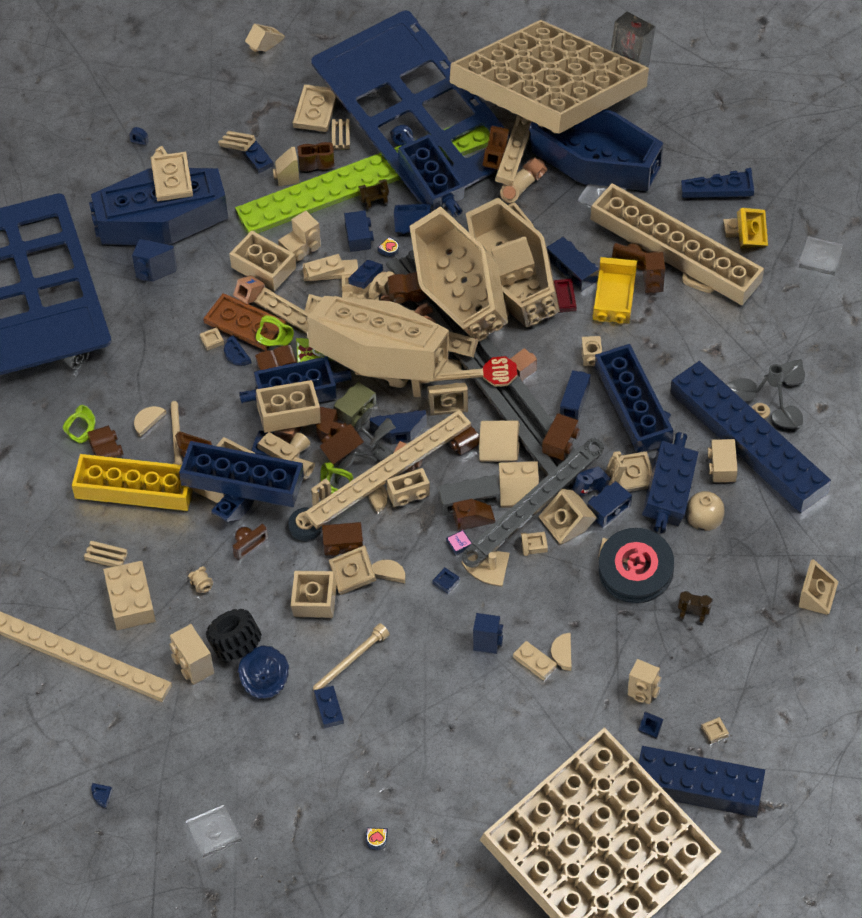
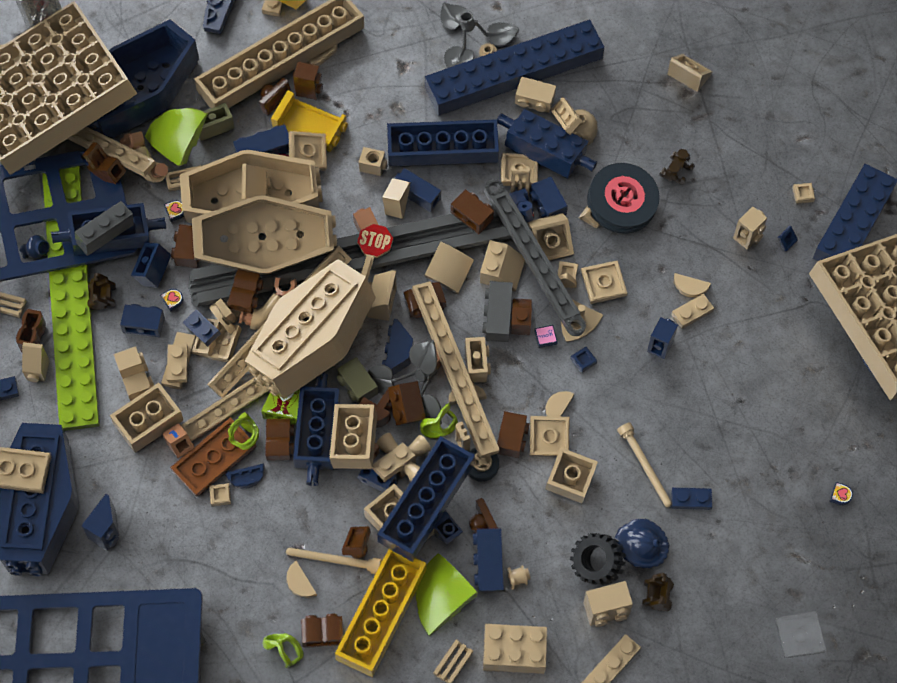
camera: 75 degrees left, 10 degrees up
(168, 528) = (441, 594): none -> lime brick
(207, 548) = (488, 559): none -> dark blue brick
(219, 697) = (658, 592): none -> dark brown piece
(420, 160) = (104, 228): none -> dark grey brick
(536, 574) = (604, 282): none -> tan plate
(550, 194) = (176, 133): none -> lime brick
(556, 376) = (396, 198): none -> tan slope
(578, 295) = (309, 147): none -> tan plate
(579, 217) = (217, 122): none -> olive brick
(706, 487) = (566, 115): none -> tan tile

